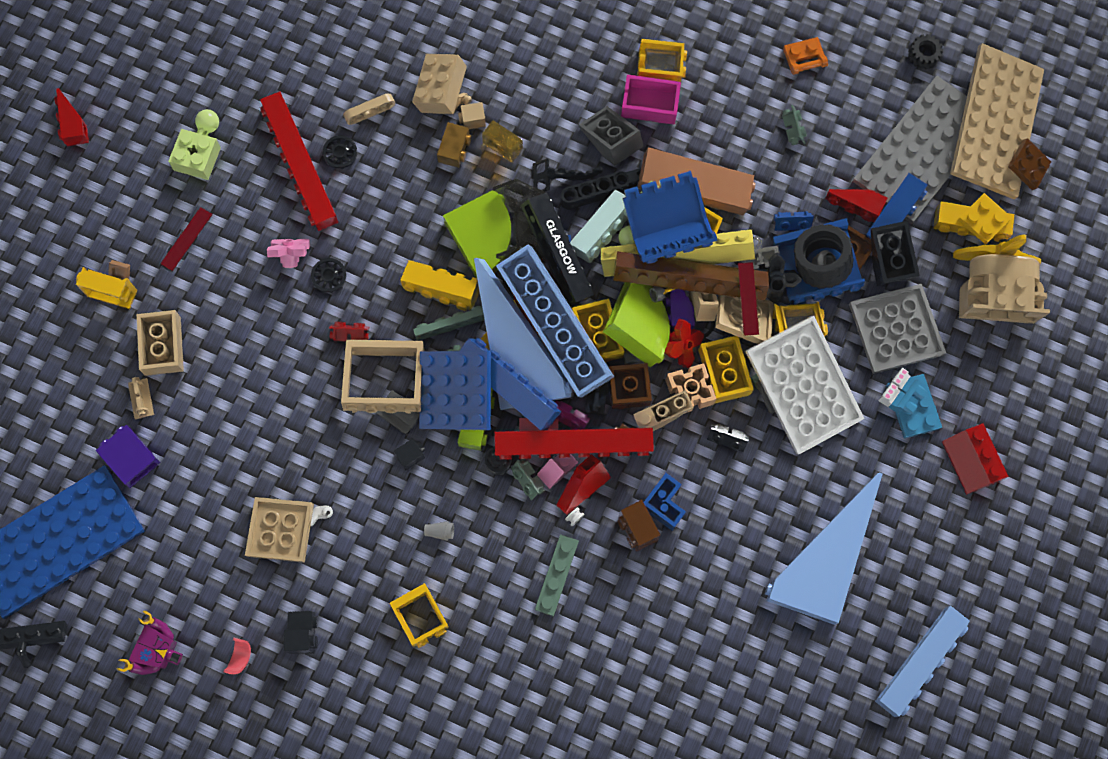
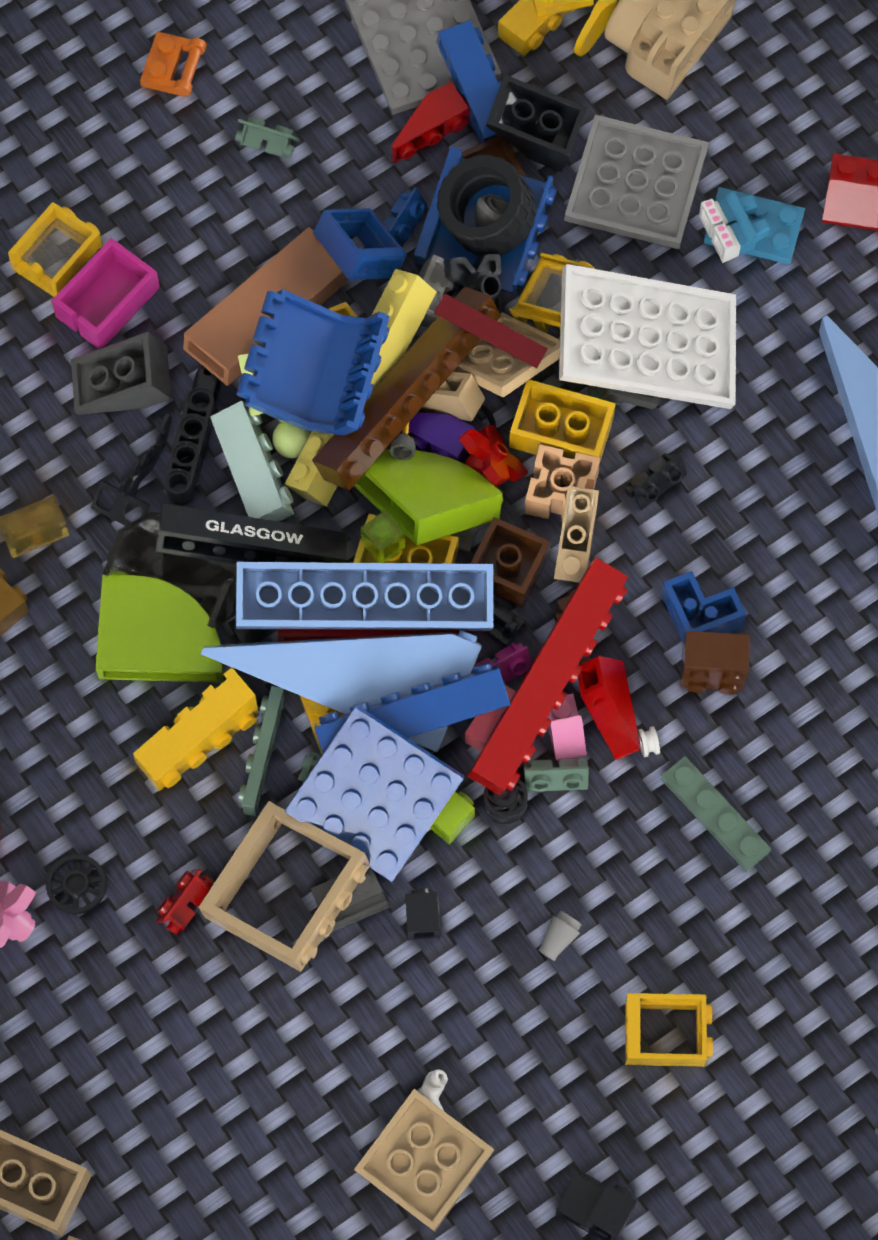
camera: 55 degrees left, 5 degrees down
(596, 312) = (382, 537): none -> clear neon green brick
(750, 216) = (382, 251): none -> blue window

